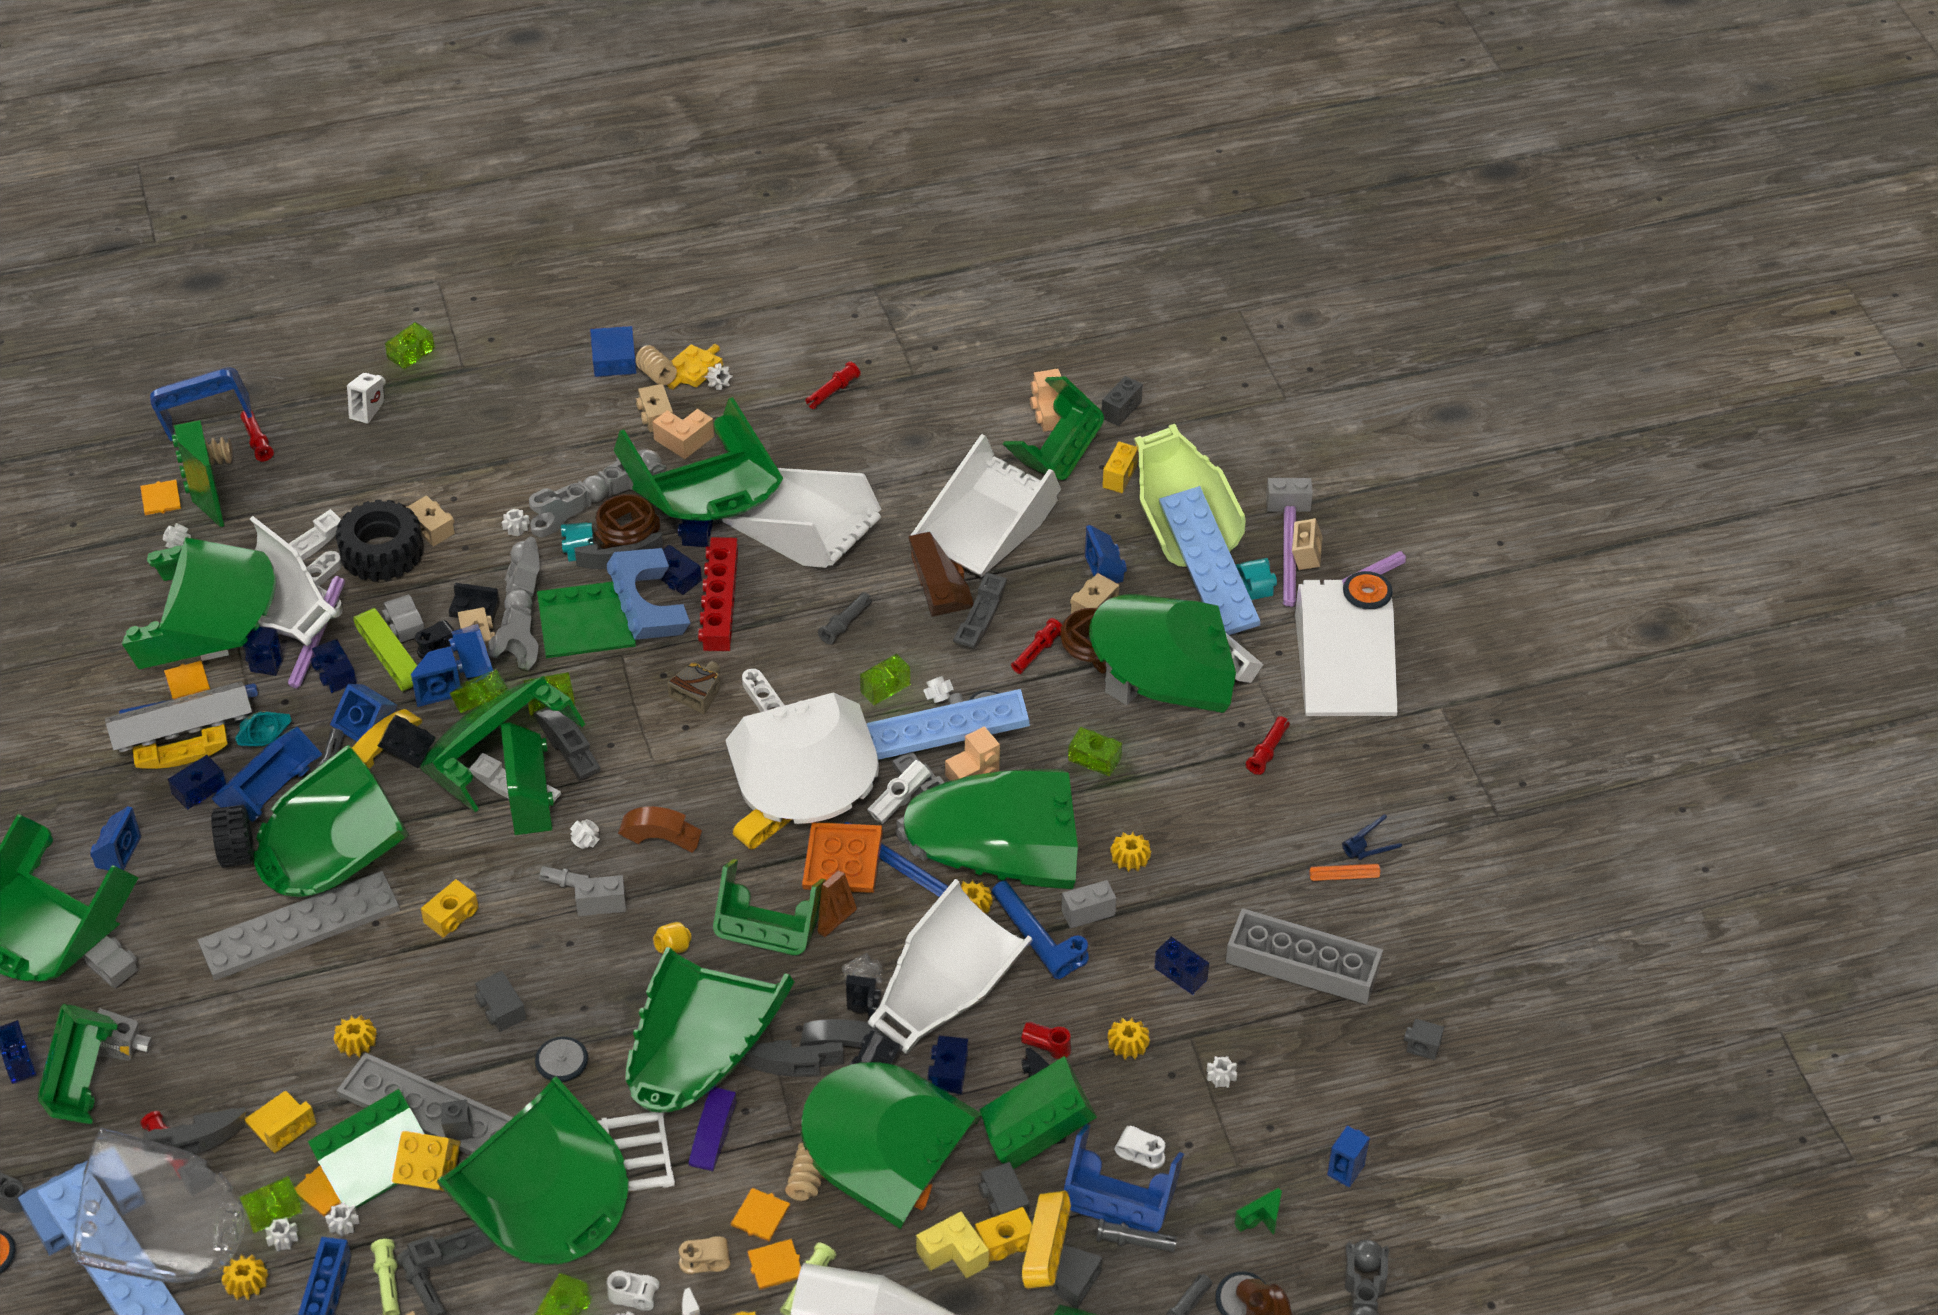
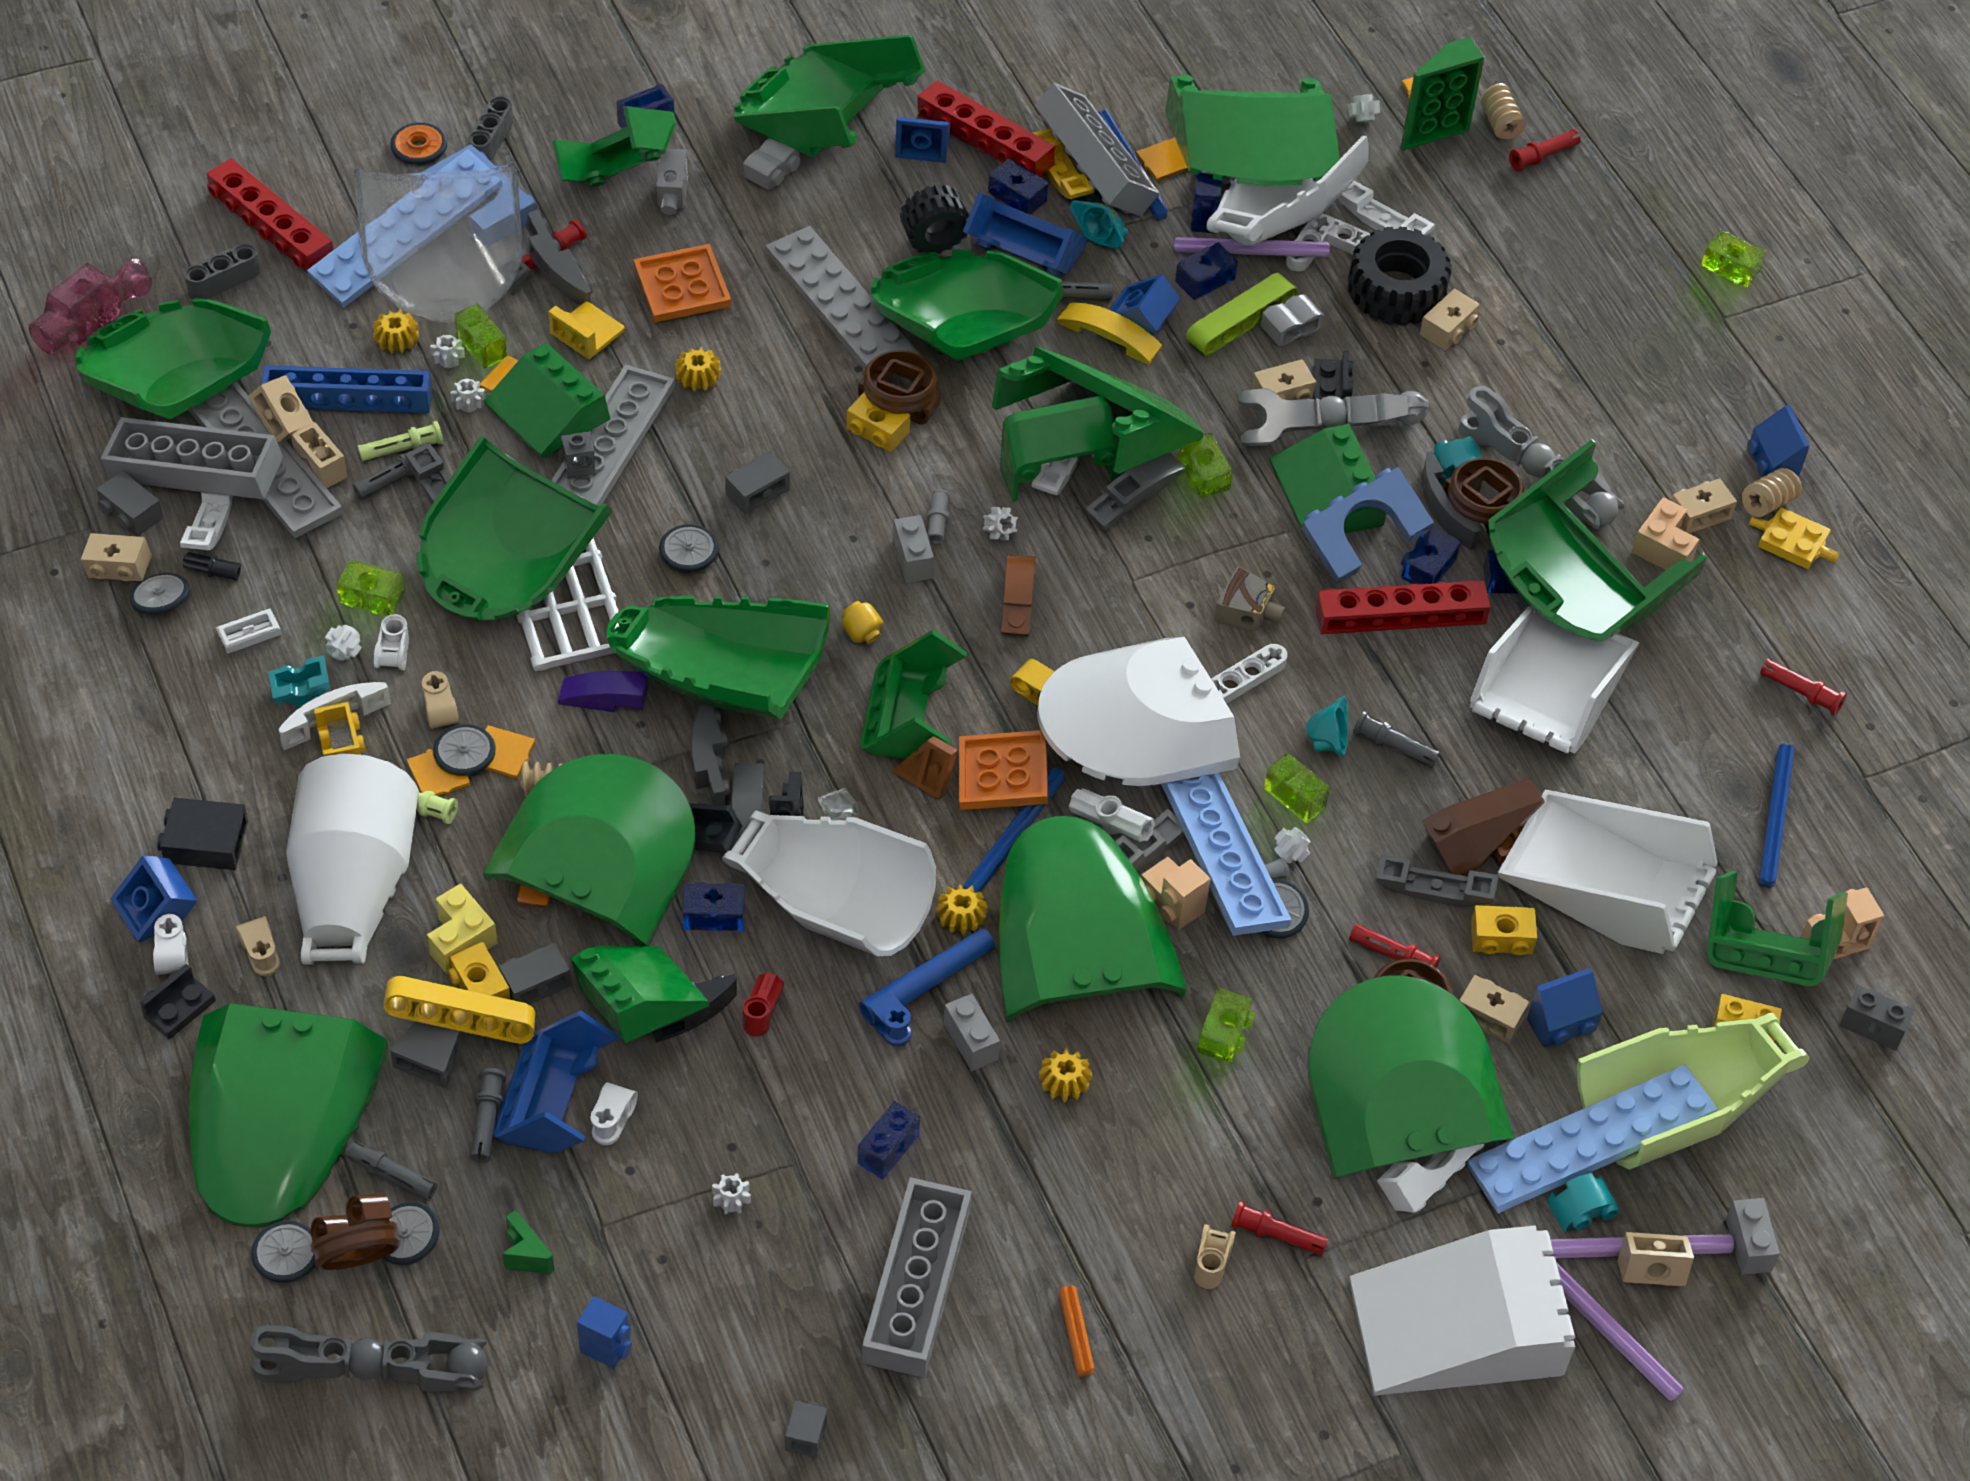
camera: 80 degrees right, 5 degrees up
(128, 789) = (985, 128): none -> red brick
(195, 389) = (1552, 57): blue windscreen -> none
(242, 1042) = (682, 283): none -> orange plate
(365, 397) = (1631, 228): white torso -> none
(406, 741) = (1101, 344): black bracket -> none
(410, 898) = (919, 400): none -> reddish brown piece
(424, 1159) = (530, 443): yellow bracket -> none
(434, 638) = (1265, 352): black piece -> none
(435, 677) = (1199, 355): blue slope -> none
(471, 651) = (1244, 372): blue slope -> none
(478, 690) = (1184, 393): clear neon green brick -> none
(515, 522) = (1461, 395): white gear -> none
(724, 376) = (1770, 558): white gear -> none
(757, 1240) = (464, 749): none -> light grey wheel
(833, 653) = (1330, 727): none -> teal hat
(941, 421) = (1776, 815): none -> blue axle
(1028, 581) = (1517, 923): none -> yellow brick
(1128, 1038) = (771, 1089): yellow gear -> none
(1290, 784) = (1214, 1252): none -> tan piece
(1356, 844) = (1122, 1342): dark blue plant -> none
(1379, 584) = (1533, 1325): wheel -> none

